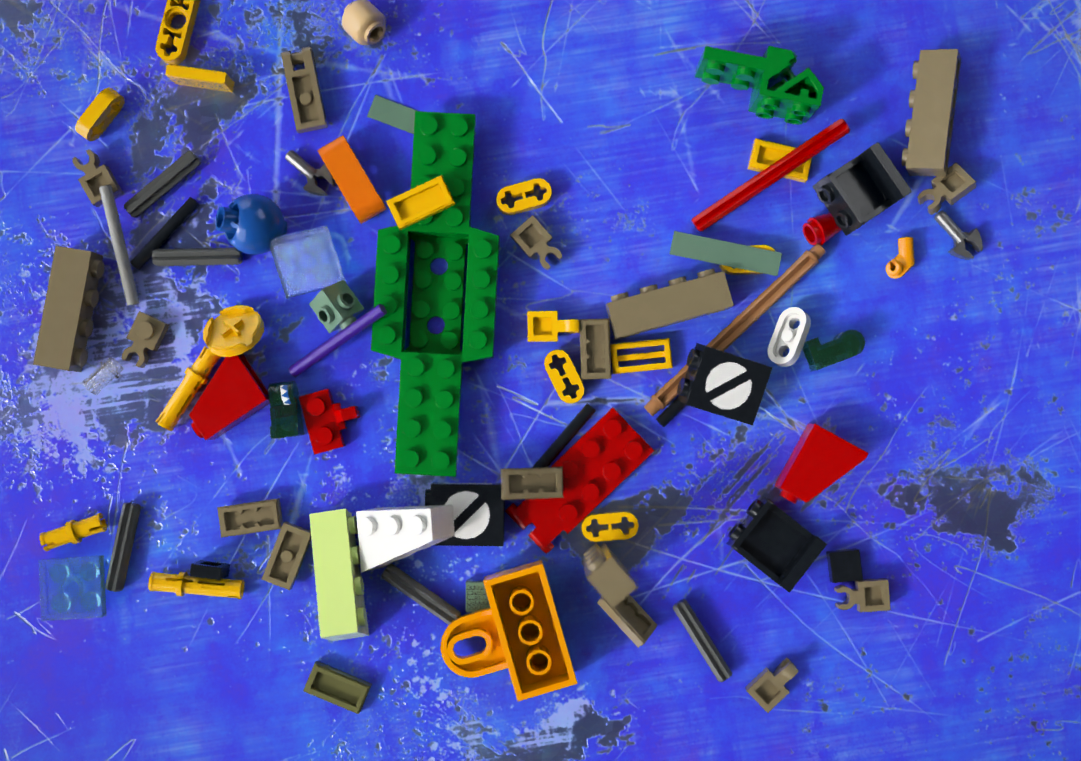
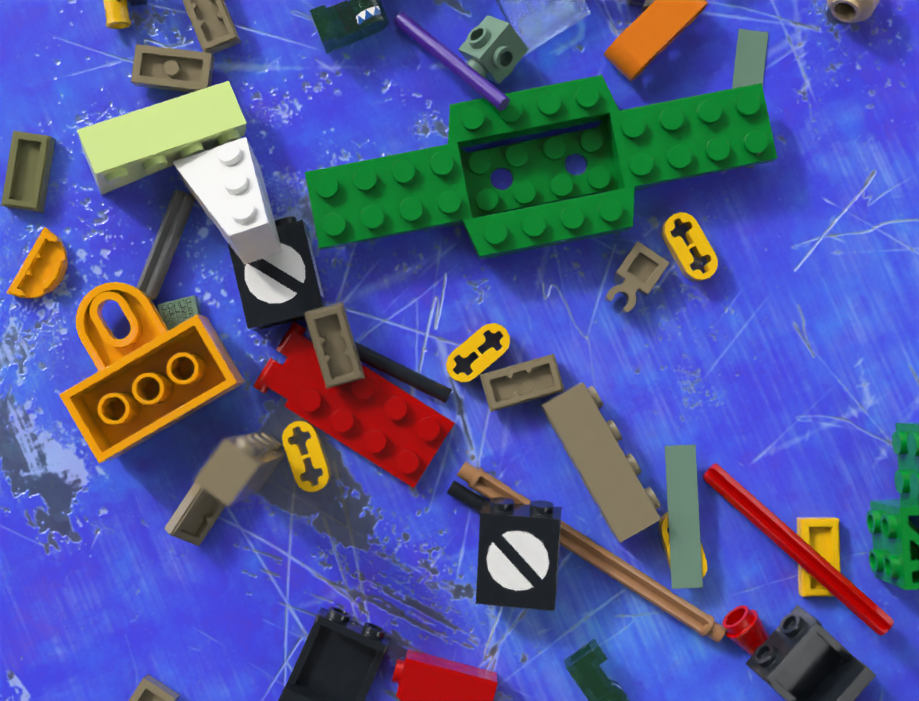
camera: 70 degrees right, 0 degrees up
(325, 420) = (350, 74): red hinge -> none
(414, 694) = (42, 268): none -> light orange tile
(420, 202) = (648, 117): yellow tile -> none
(545, 326) = (535, 314): yellow plate -> none
(639, 344) = (538, 472): yellow tile -> none
(702, 640) = (193, 606): dark grey axle -> none
(786, 337) = (597, 622): white plate -> none

